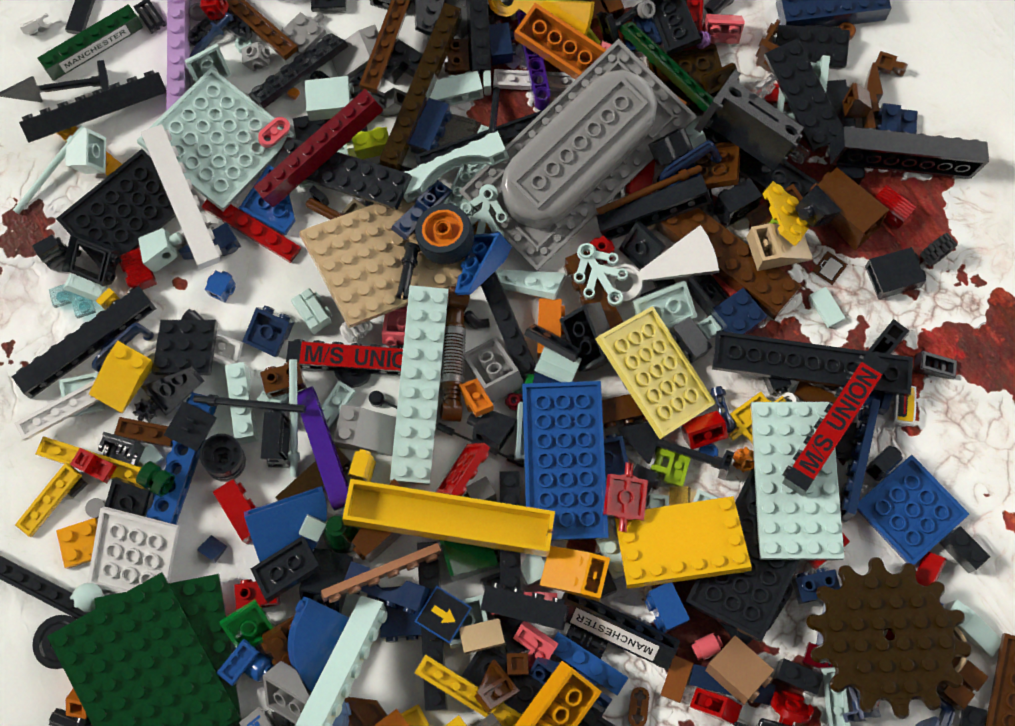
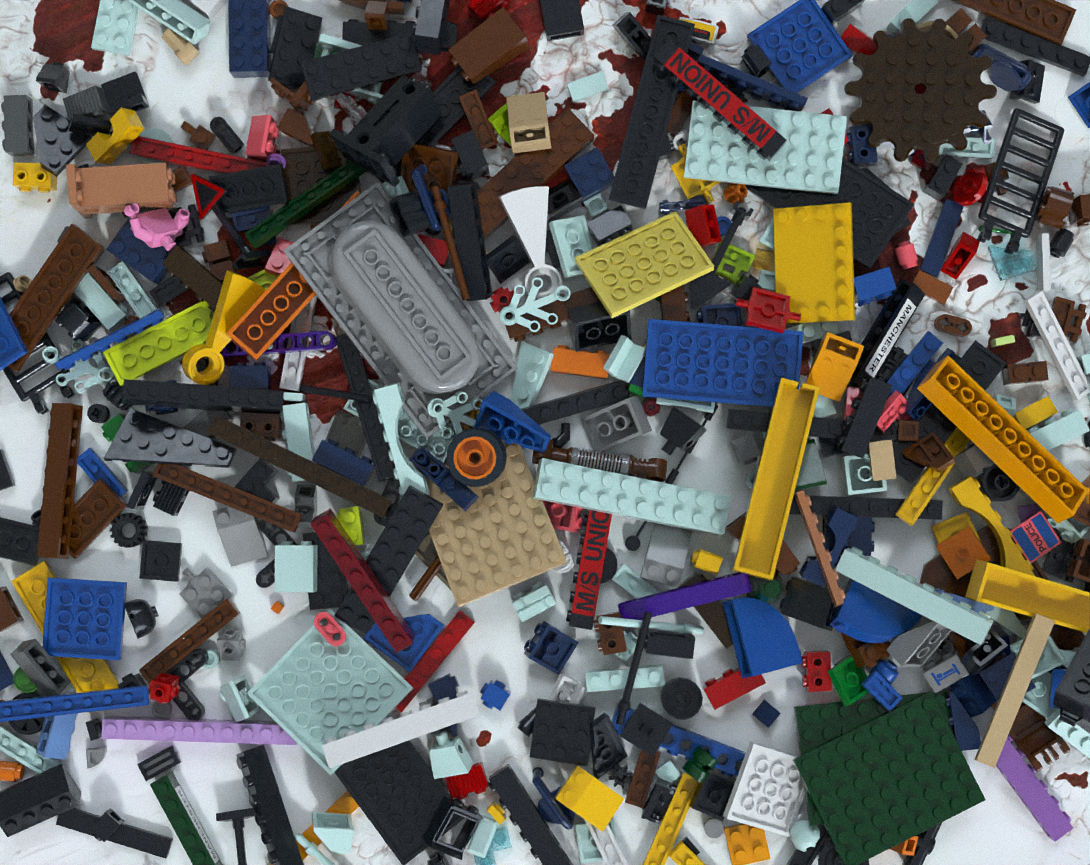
camera: 80 degrees left, 15 degrees up
(93, 465) = (674, 828): red slope -> none
(215, 31) = (192, 687): dark blue sword -> none
(285, 569) = (802, 640): black plate -> none
(298, 70) = (255, 599): black plate -> none
(312, 528) = (765, 612): light aqua tile -> none
(319, 195) = (406, 586): black tile -> none
(409, 262) = (502, 496): black pin -> none
(443, 614) = (860, 494): black tile -> none
(464, 469) = (723, 463): red plate -> none
(476, 398) = (648, 443): orange slope -> none
(554, 342) = (603, 360): black tile -> none
(646, 9) = (231, 216): light grey tile -> none
(740, 671) = (933, 228): medium nougat brick -> none
(741, 53) = (296, 126): none -> reddish brown slope
(784, 211) = (495, 106): yellow plate -> none
(817, 208) = (493, 78): black torso -> none
(829, 267) = (545, 76): sticker -> none

